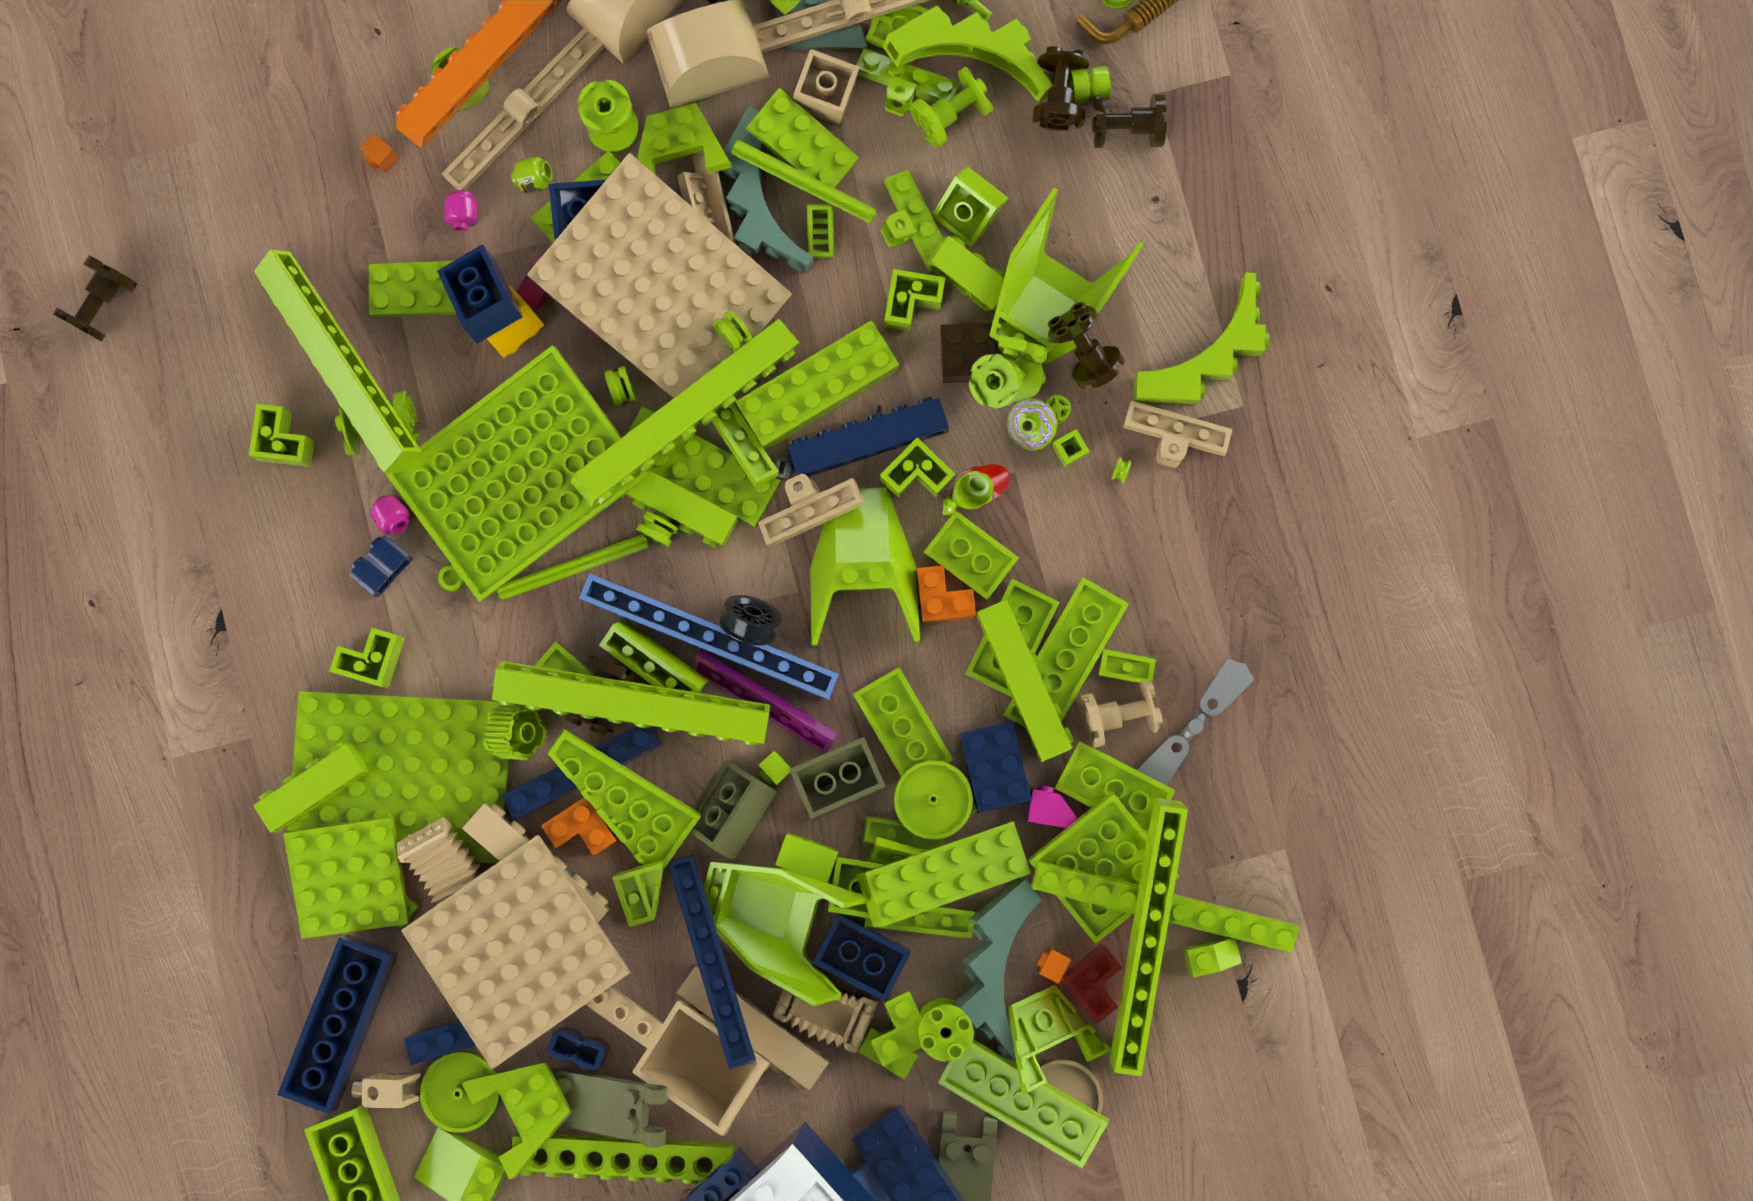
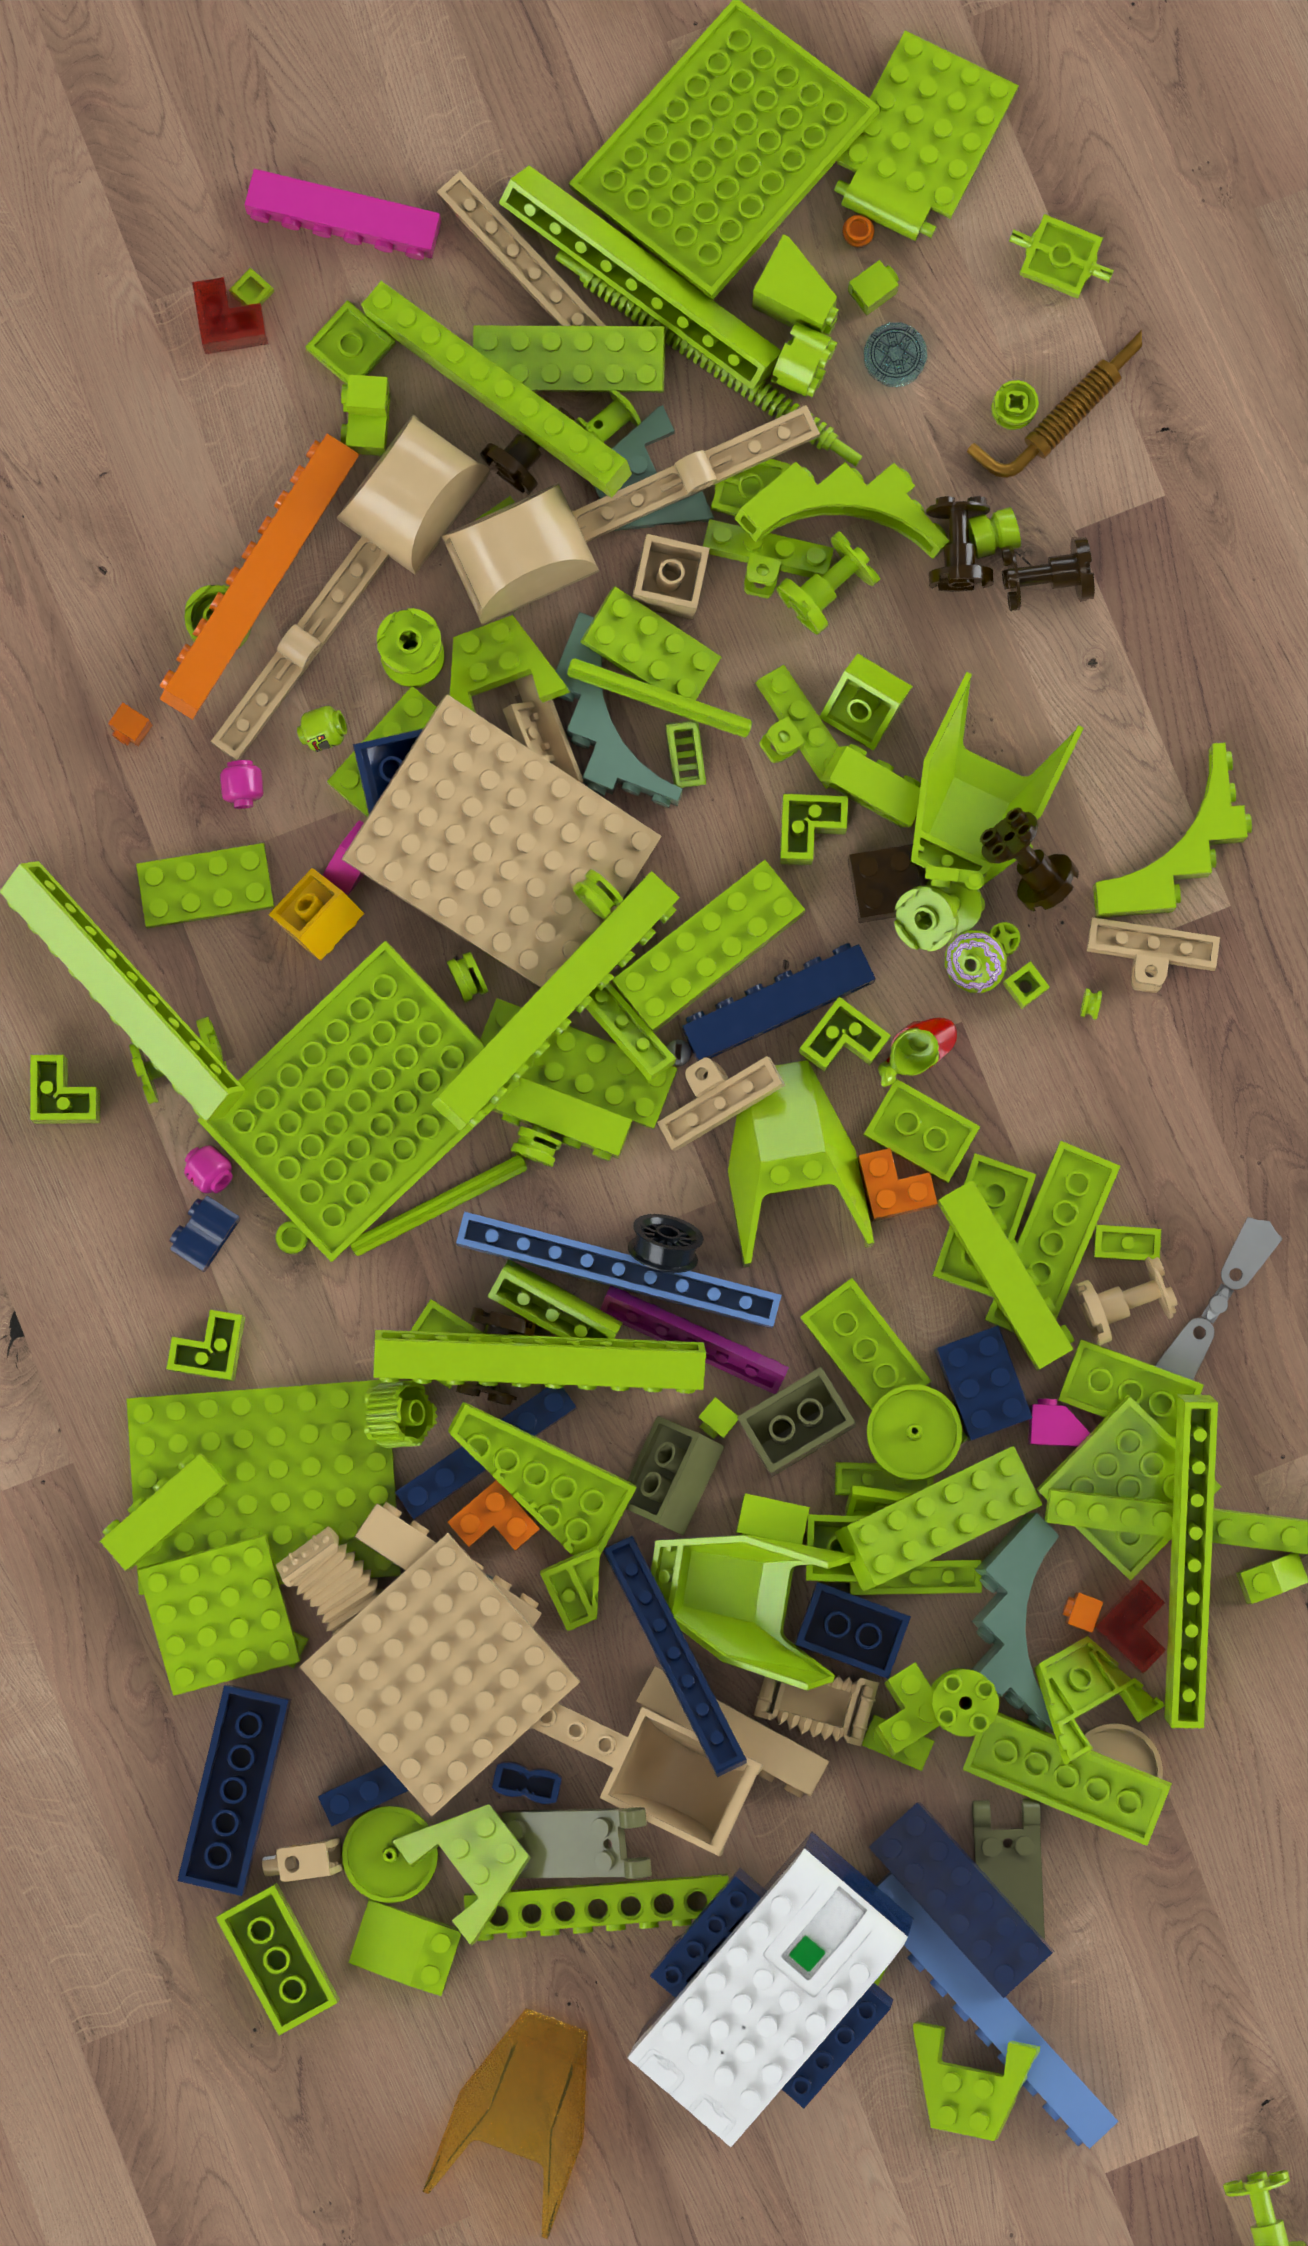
camera: 10 degrees left, 0 degrees up
(479, 294) = (286, 888): dark blue brick -> none

